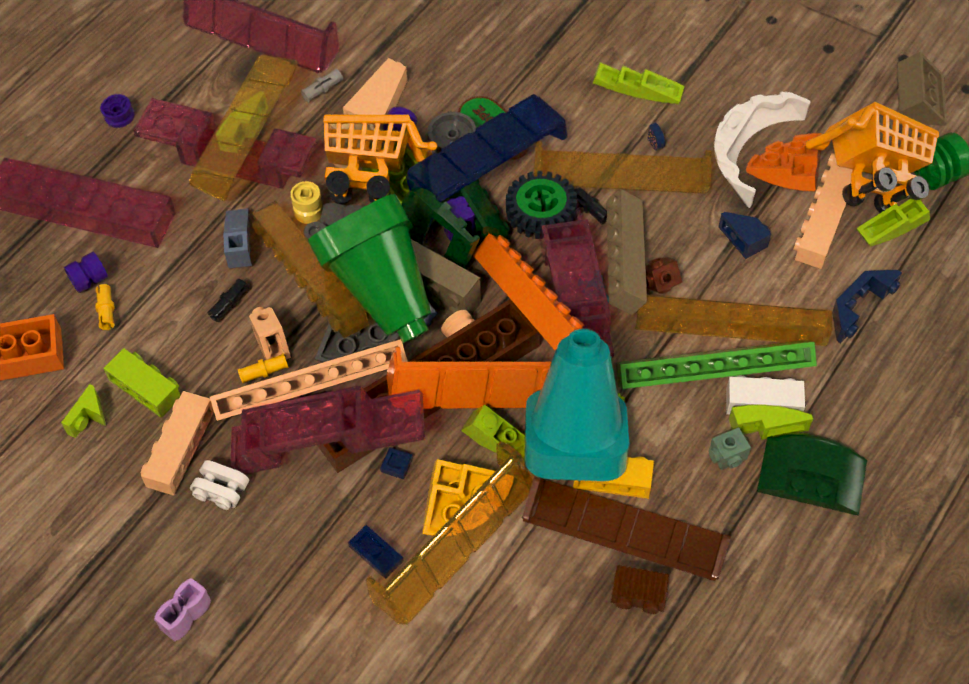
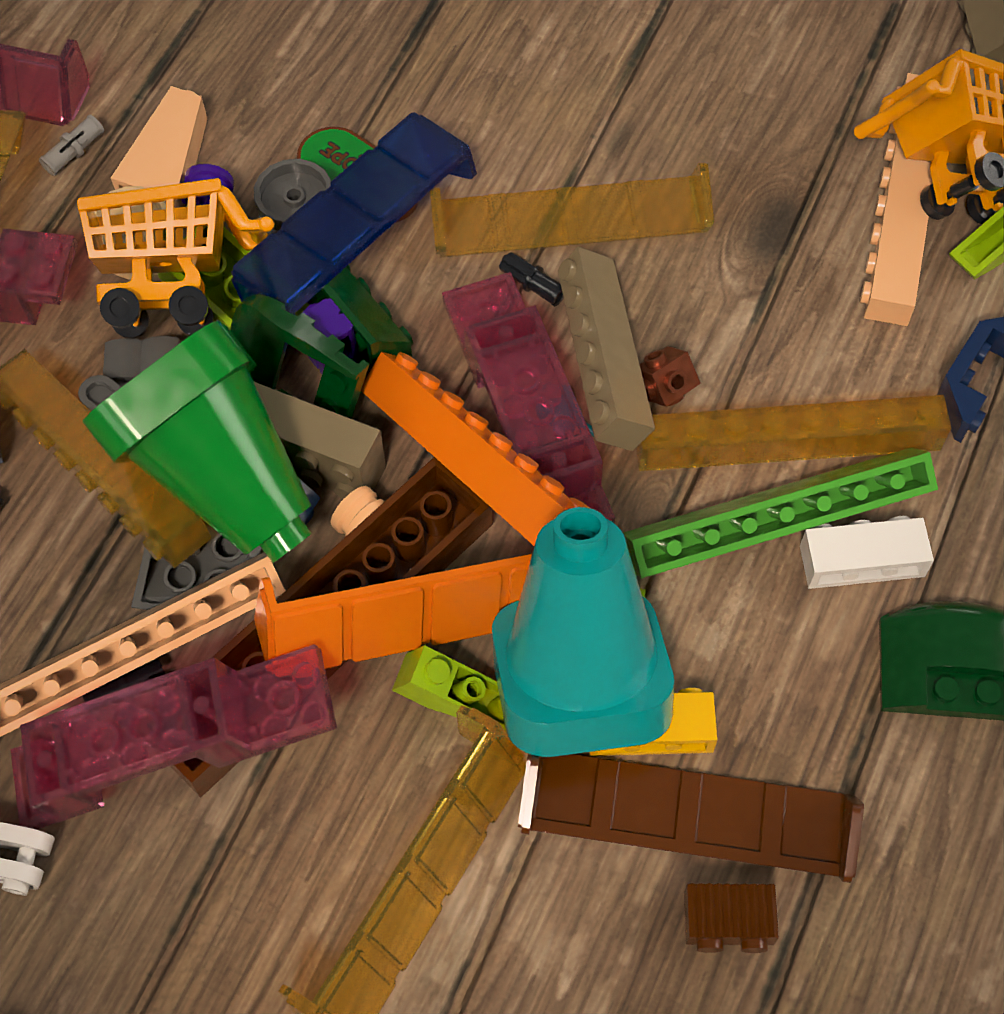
camera: 10 degrees left, 5 degrees up
(263, 368) = (47, 637): yellow pin -> none
(266, 324) = (41, 567): light nougat torso -> none
(306, 202) = (76, 343): light yellow wheel -> none
(375, 551) = (286, 926): clear blue plate -> none
(396, 463) = (296, 764): dark blue tile -> none
(449, 490) = (393, 802): yellow brick -> none
(525, 209) = (434, 304): wheel -> none
(643, 86) = (580, 73): lime slope -> none
(656, 136) = (614, 153): dark blue tile -> none
(729, 449) = (827, 649): sand green brick -> none
(743, 123) = (746, 108): white windscreen -> none
(745, 233) = (781, 287): dark blue slope -> none
(769, 420) = (877, 591): lime slope -> none
(788, 164) = (825, 165): orange brick -> none

